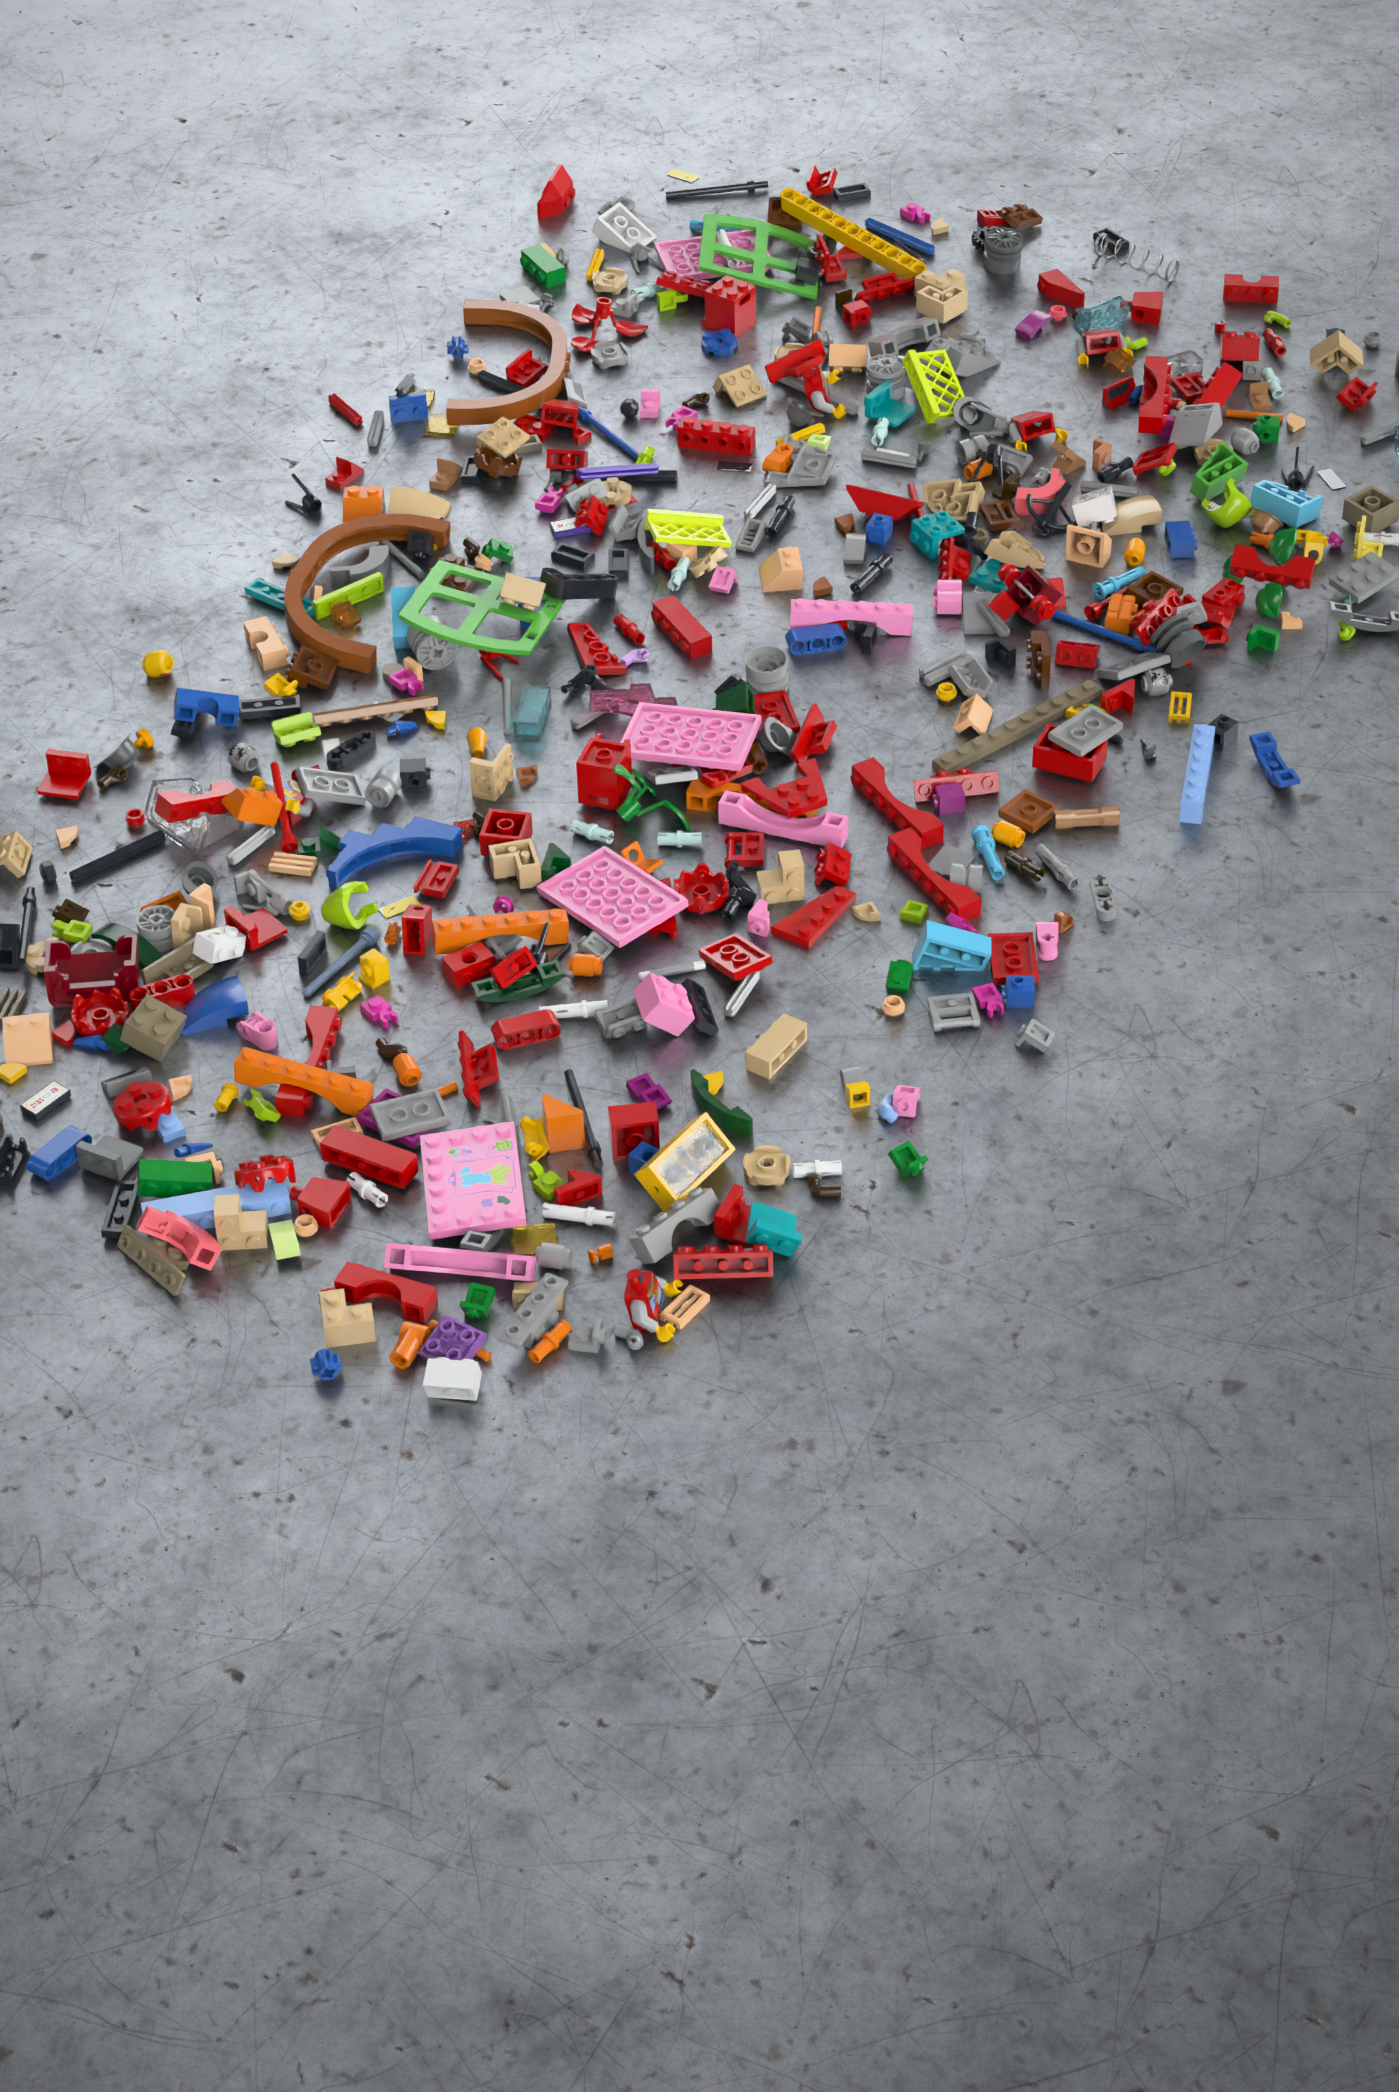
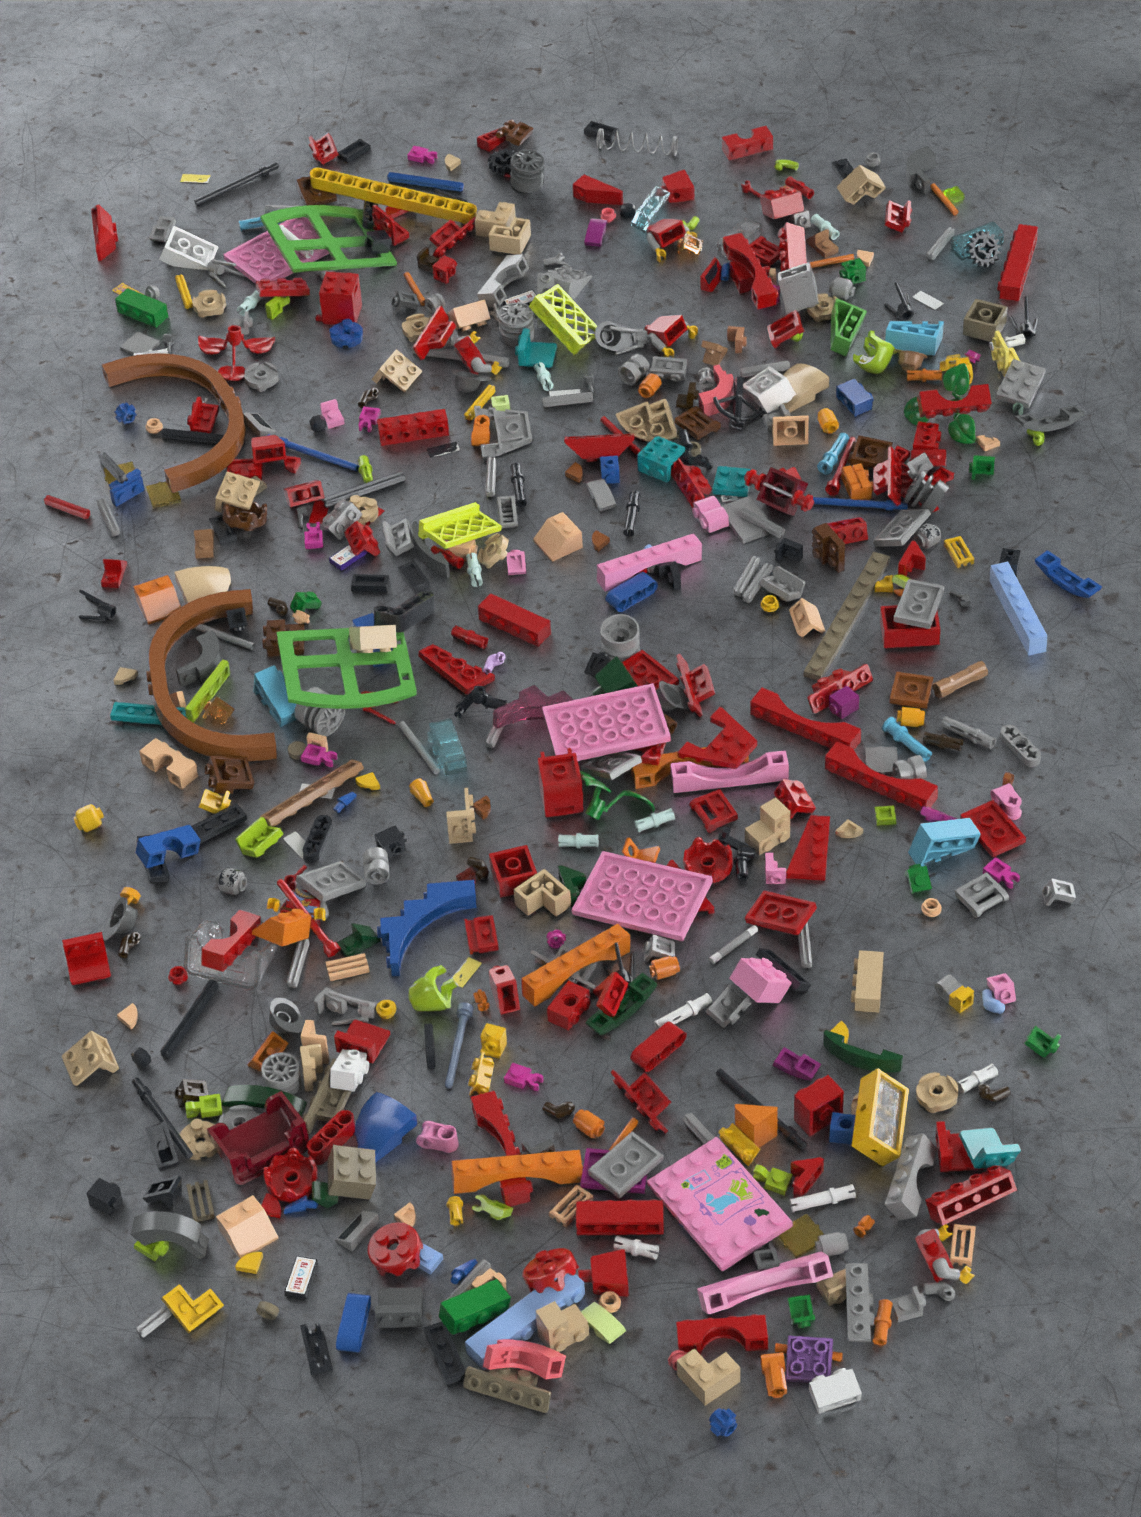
camera: 25 degrees left, 5 degrees up
(617, 471) = (361, 491): axle -> none
(993, 456) = (660, 369): black plant -> none
(1003, 605) = (763, 506): red slope -> none
(1015, 549) = (730, 453): tan brick -> none
(1019, 991) = (1020, 857): blue brick -> none
(1122, 466) = (758, 349): black pin -> none

